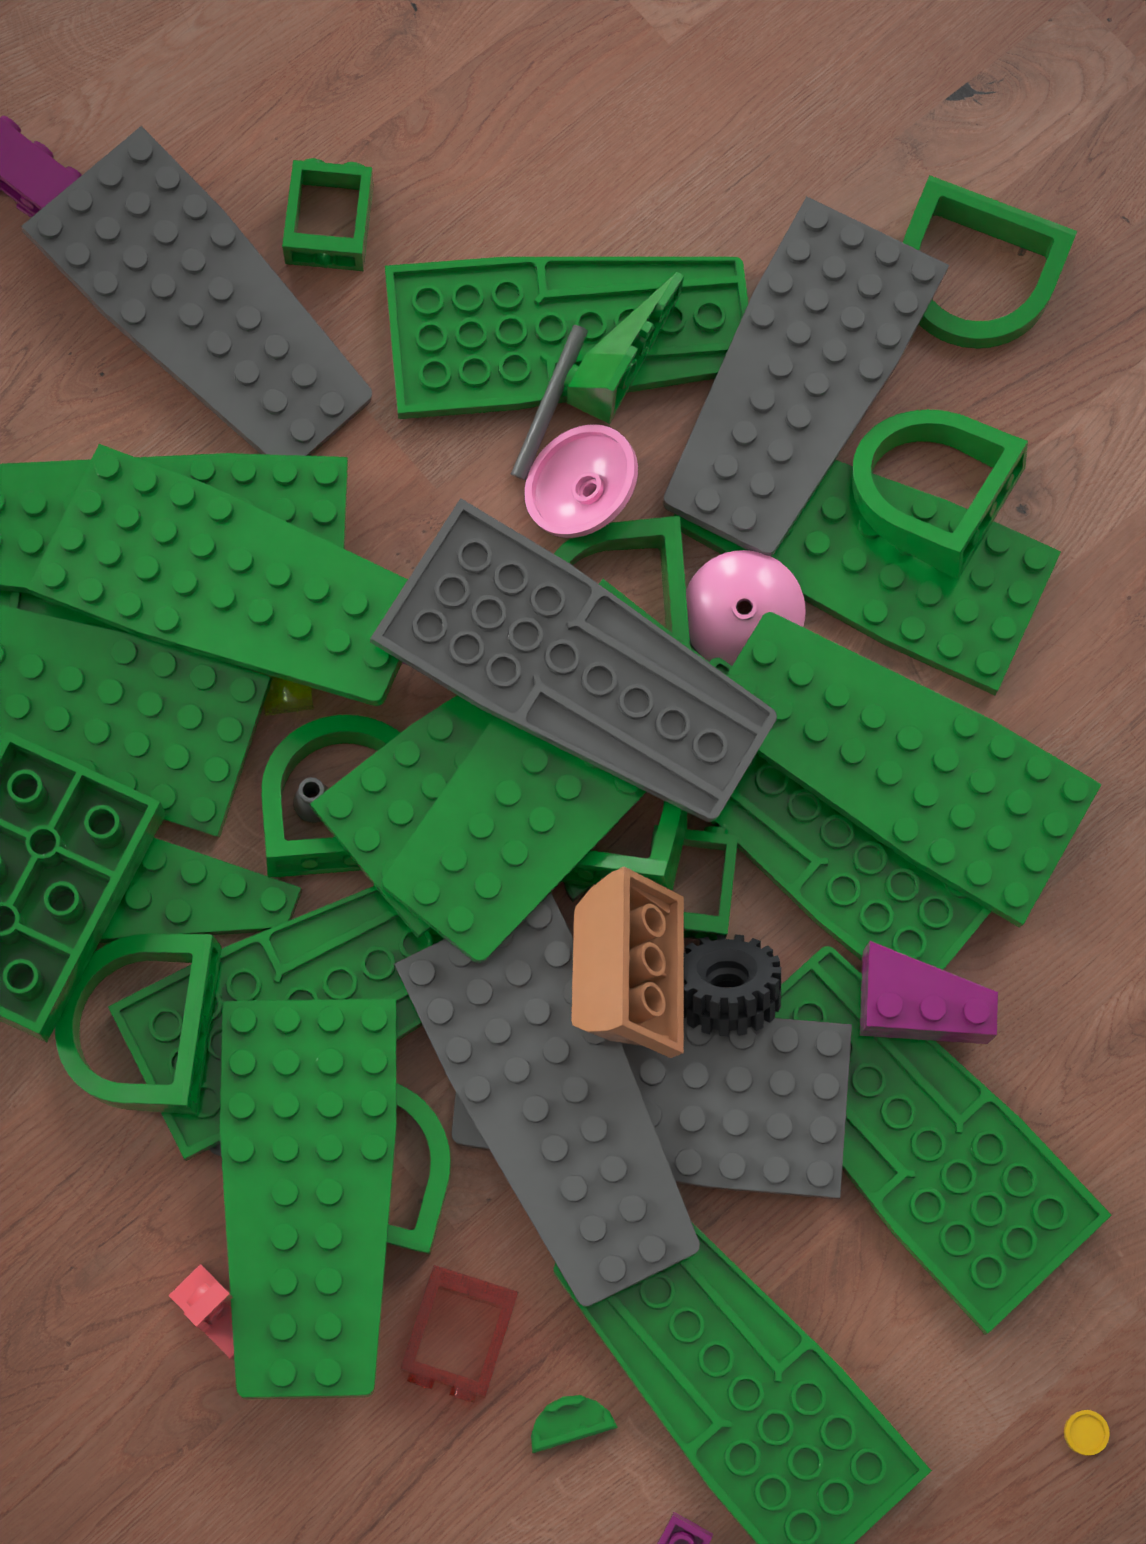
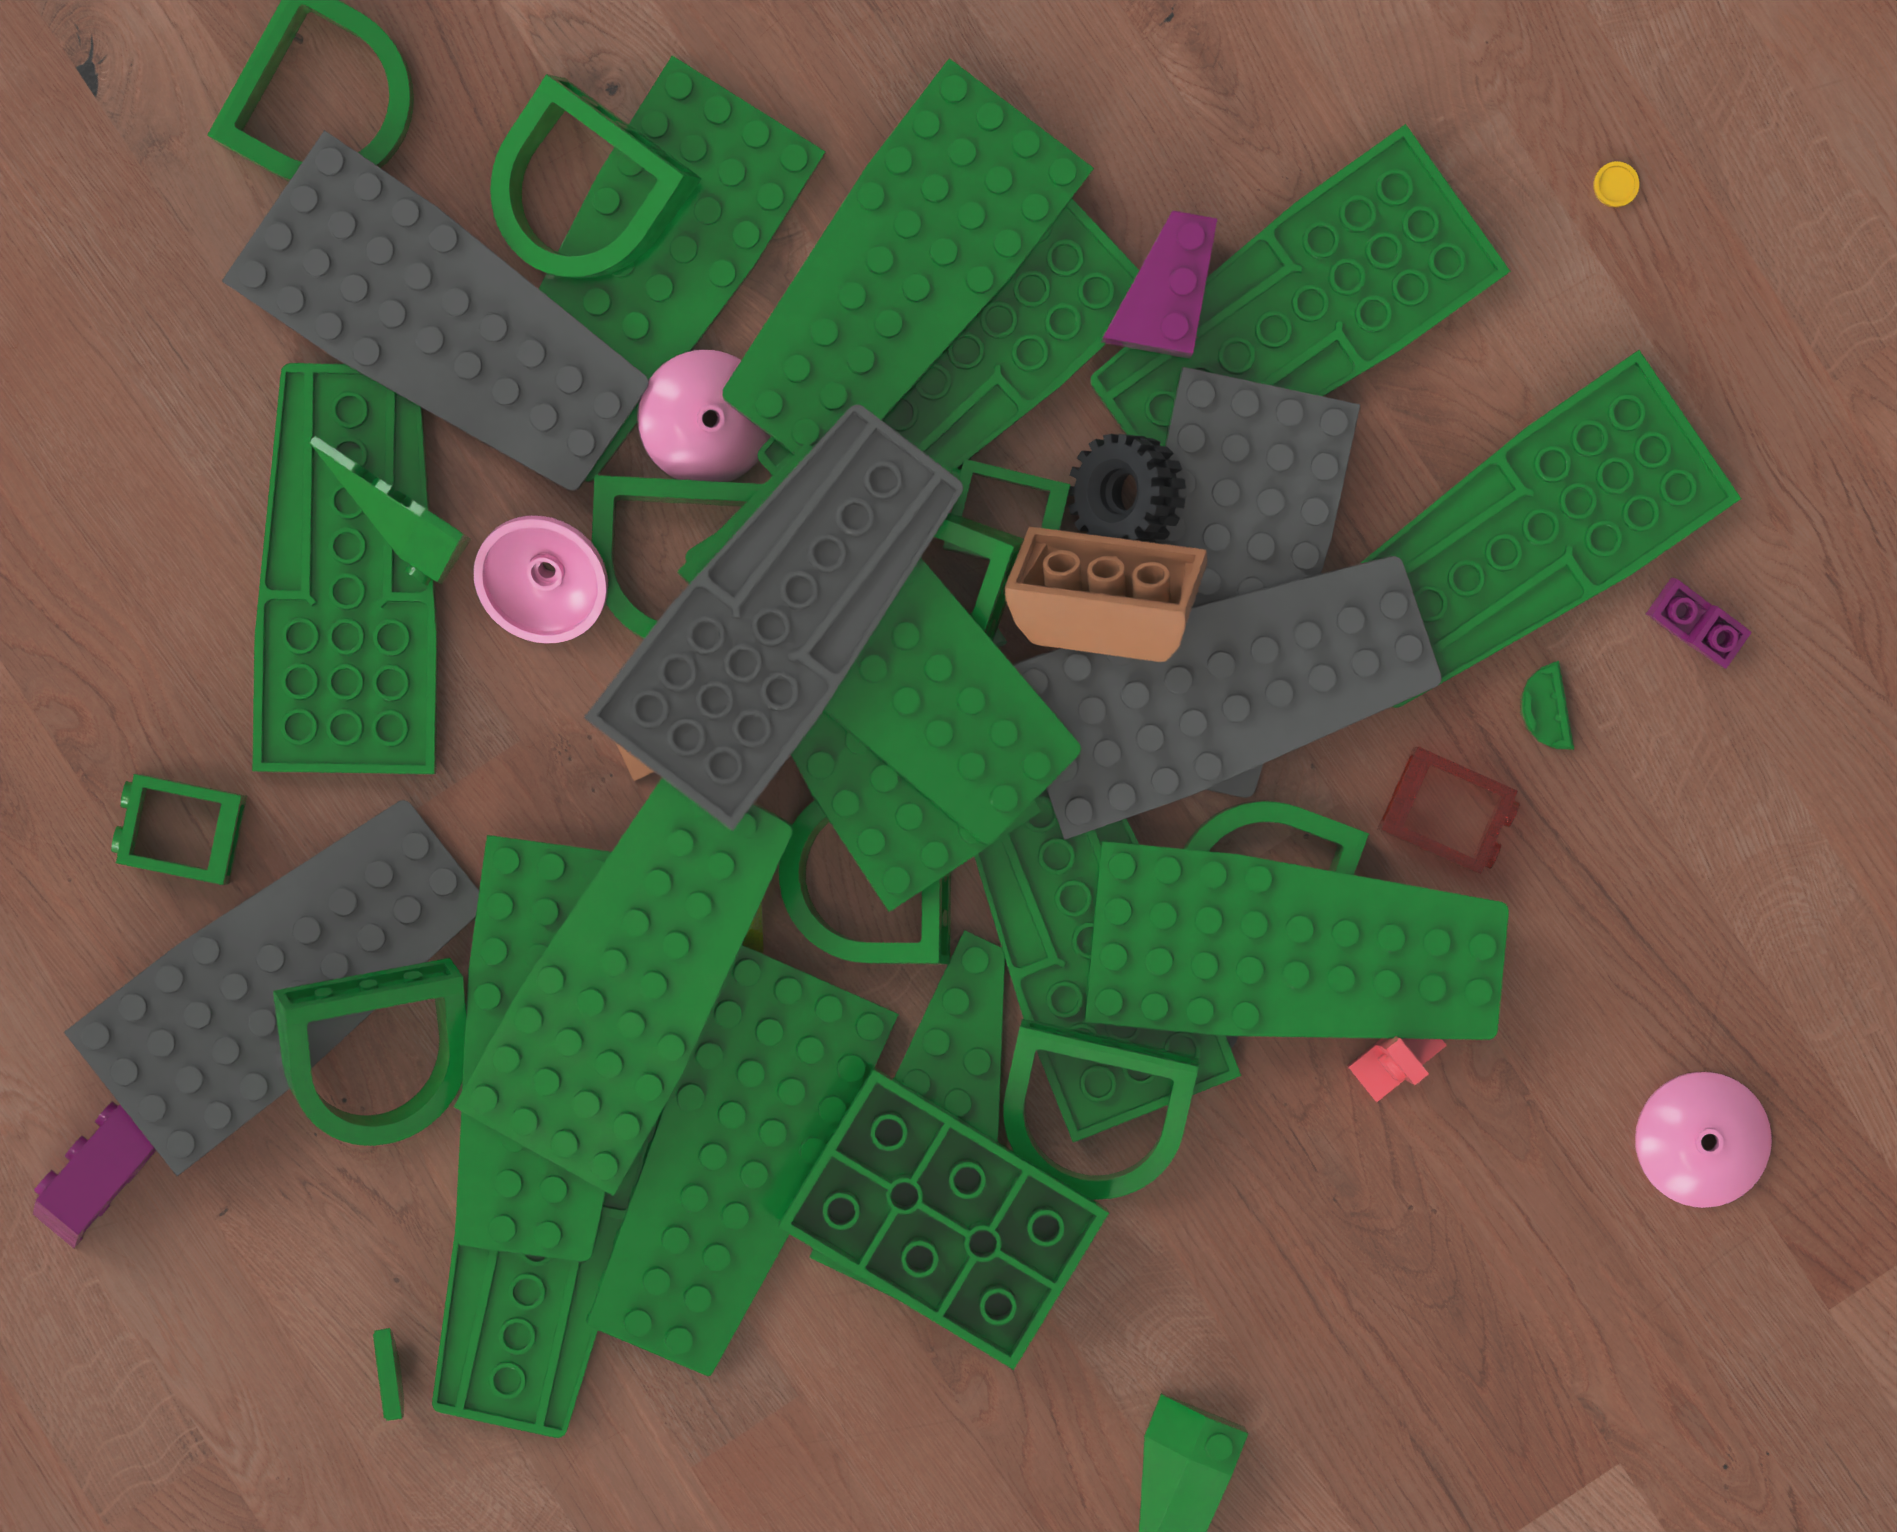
camera: 75 degrees left, 15 degrees up
(195, 361) = (363, 993): none -> green window
(301, 801) = (858, 918): dark grey cone -> none
(549, 402) = (440, 603): dark grey bar -> none

